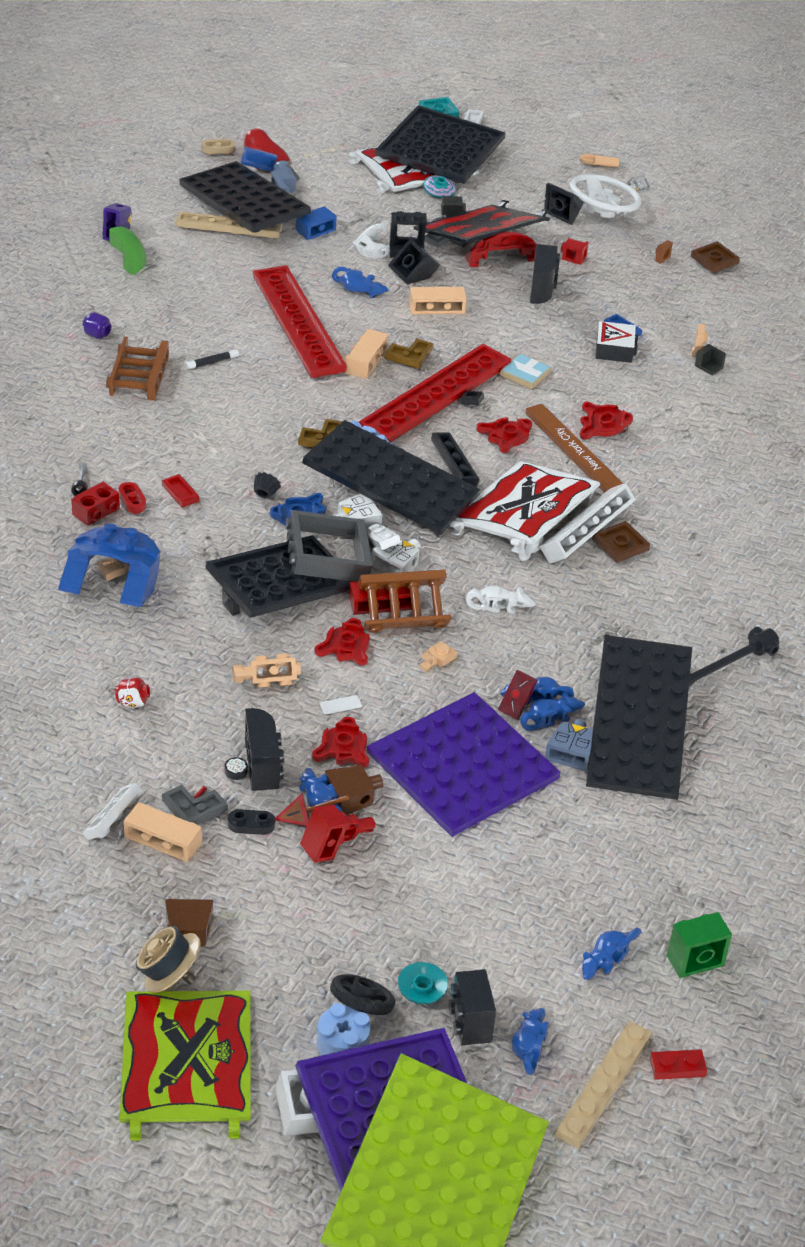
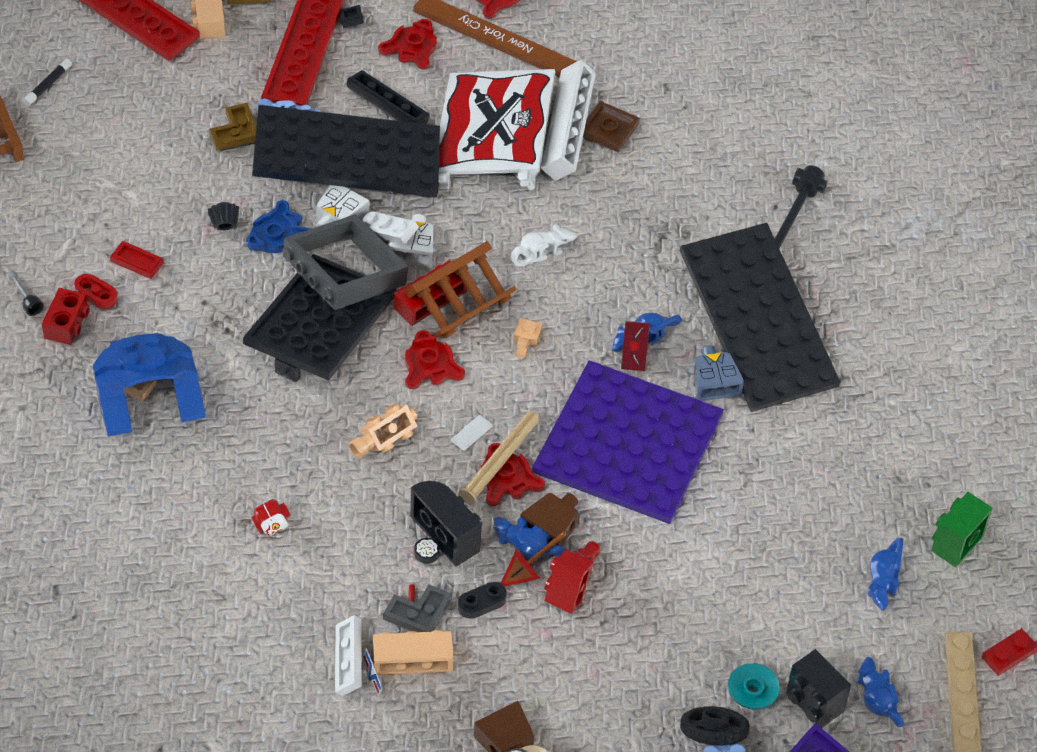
camera: 30 degrees left, 10 degrees up
(343, 726) = (498, 458): none -> tan axle
(546, 711) = (667, 348): blue animal -> none

